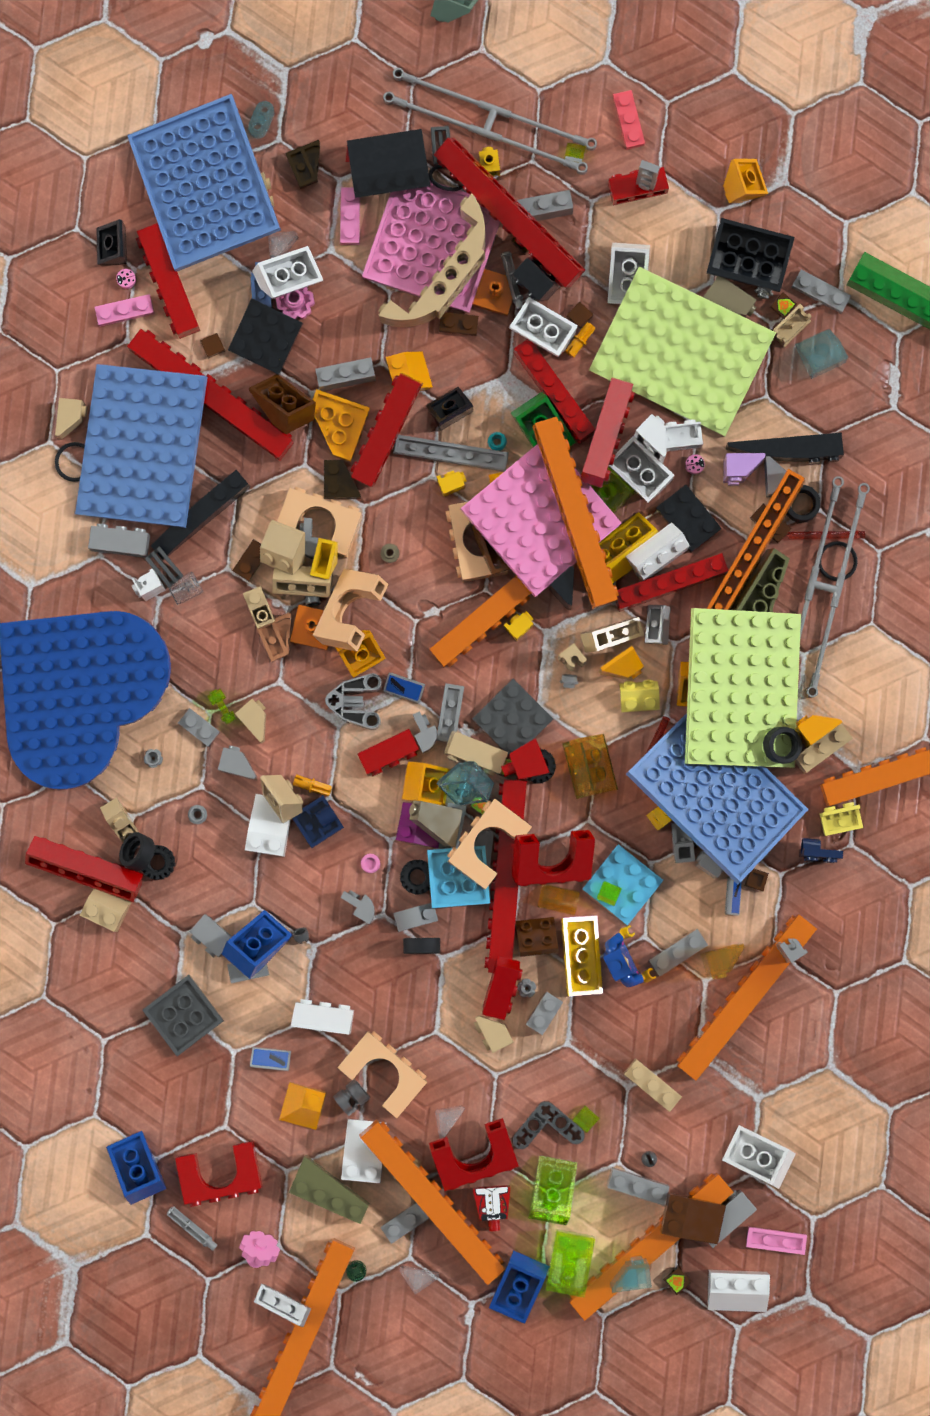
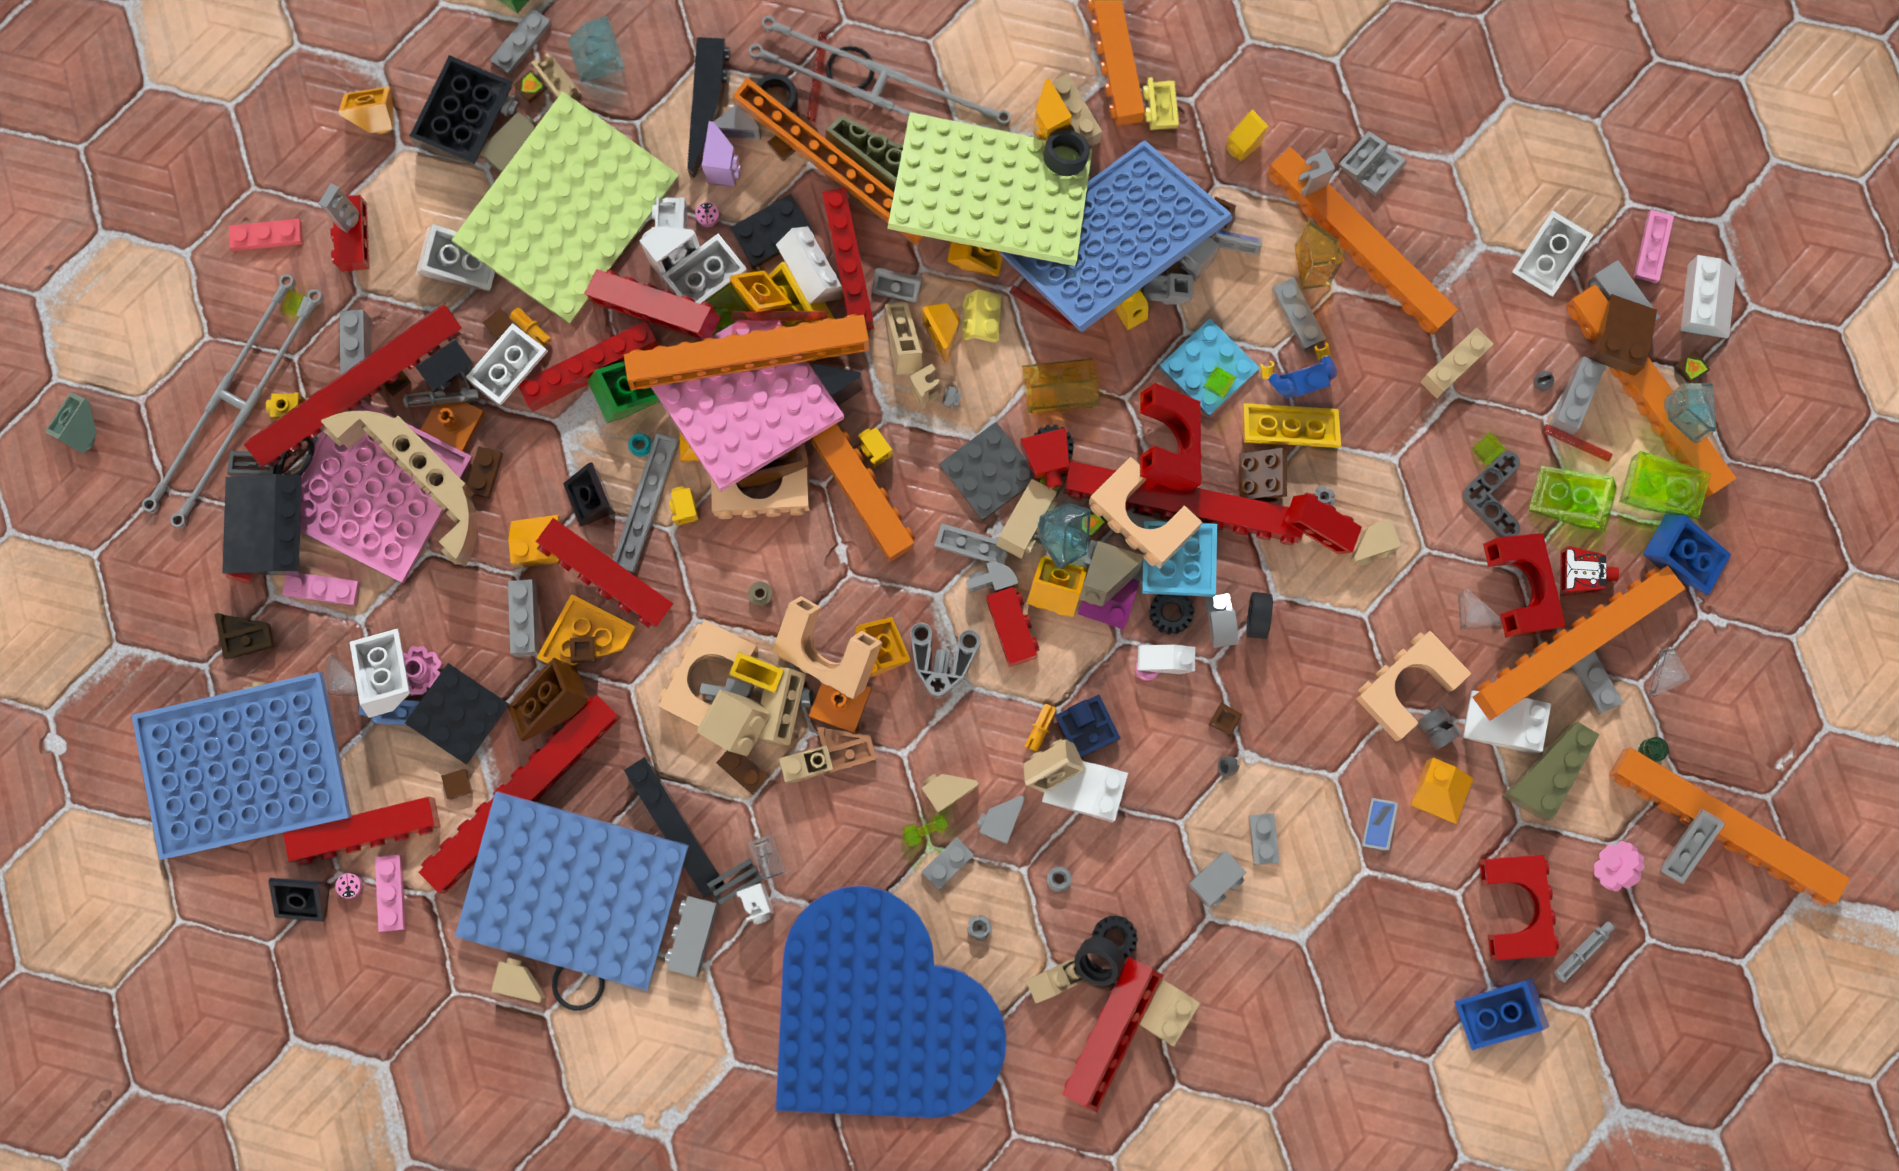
camera: 85 degrees left, 5 degrees down
(183, 1015) = (1314, 929): dark grey plate -> none
(256, 944) = (1235, 822): blue slope -> none
(261, 118) = (173, 683): clear light blue plate -> none
(322, 1017) = (1336, 749): white slope -> none
(326, 423) = (583, 649): none -> reddish brown tile
(338, 481) = (658, 646): dark brown wing -> none
(338, 929) = (1225, 719): none -> reddish brown tile
(365, 907) = (1203, 681): light grey brick -> none
(377, 875) = (1166, 658): none -> white slope
(404, 687) = (932, 598): slope -> none
(544, 1013) = (1357, 479): light grey brick -> none
(558, 899) = (1218, 445): clear yellow slope -> none
(600, 1190) = (1576, 442): none -> clear red bar
(611, 534) = (779, 315): none -> clear red bar
(631, 514) = (759, 291): none -> light orange slope
(812, 850) = (1195, 139): dark blue plate -> none
(816, 1000) = (1372, 164): none -> light grey slope
(820, 891) = (1247, 136): none -> yellow slope

